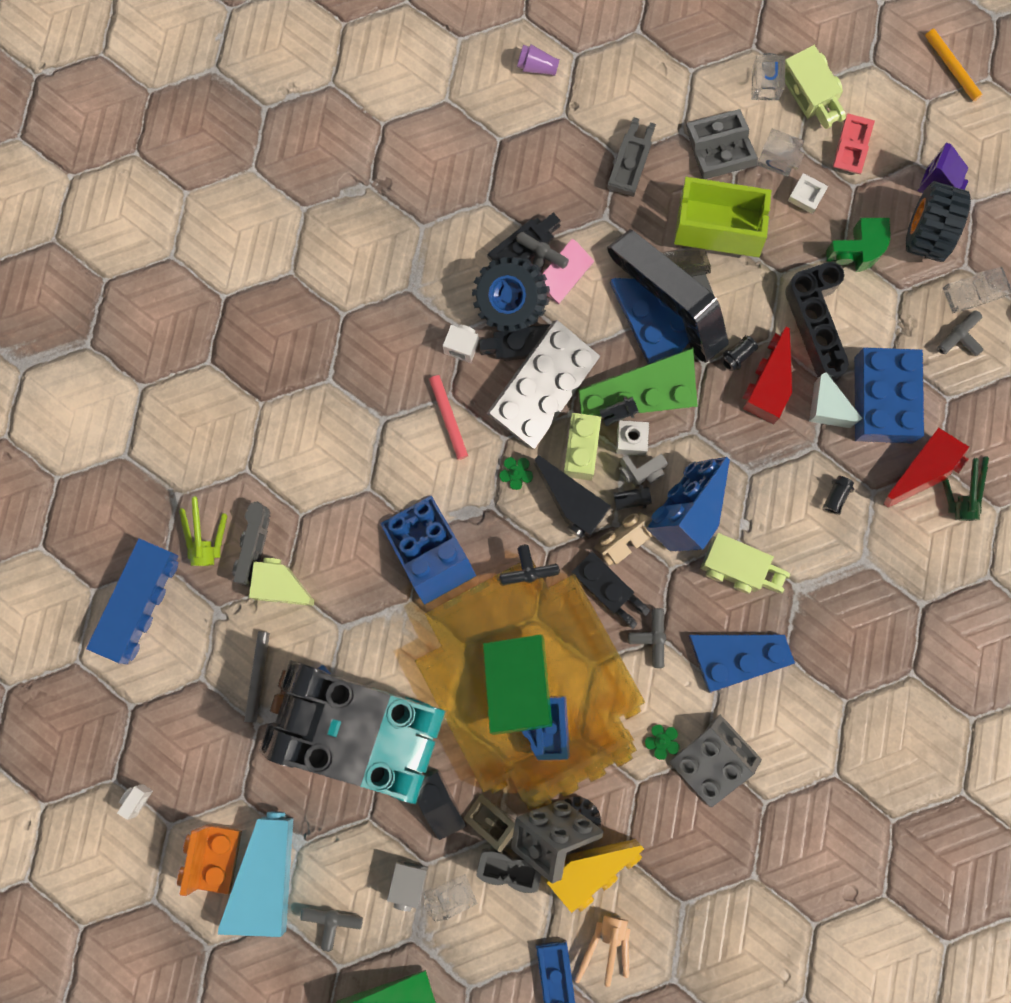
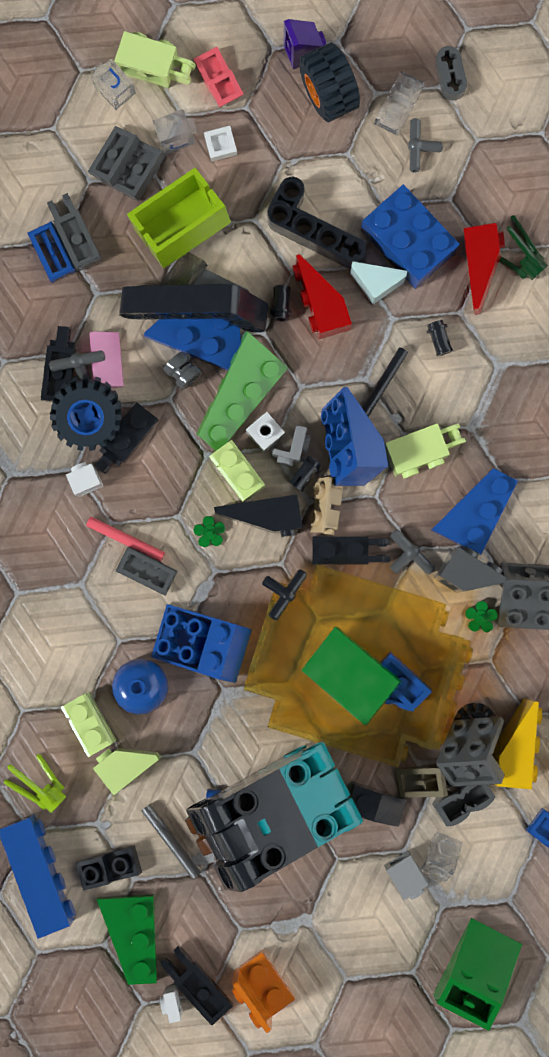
camera: 45 degrees left, 5 degrees up
(159, 719) = (133, 934): none -> green wing
(166, 809) = (198, 987): none -> black hinge
(191, 650) = (109, 867): none -> black slope
(251, 542) = (76, 757): dark grey hinge -> none
(262, 885) = (312, 972): medium azure slope -> none
(284, 526) = (88, 724): none -> yellowish green brick
(331, 920) = (378, 948): dark grey piece -> none
(350, 537) = (140, 686): none -> blue cylinder
(440, 455) = (146, 571): none -> dark grey plate
(543, 384) = (169, 454): plate -> none
(595, 178) = (61, 272): none -> blue tile
(614, 332) = (182, 370): none -> dark grey wheel
(619, 411) = (239, 423): black pin -> none
(685, 695) = (464, 572): none -> dark grey slope
(763, 487) = (384, 381): none -> black bar
(869, 244) = (297, 140): green brick -> none

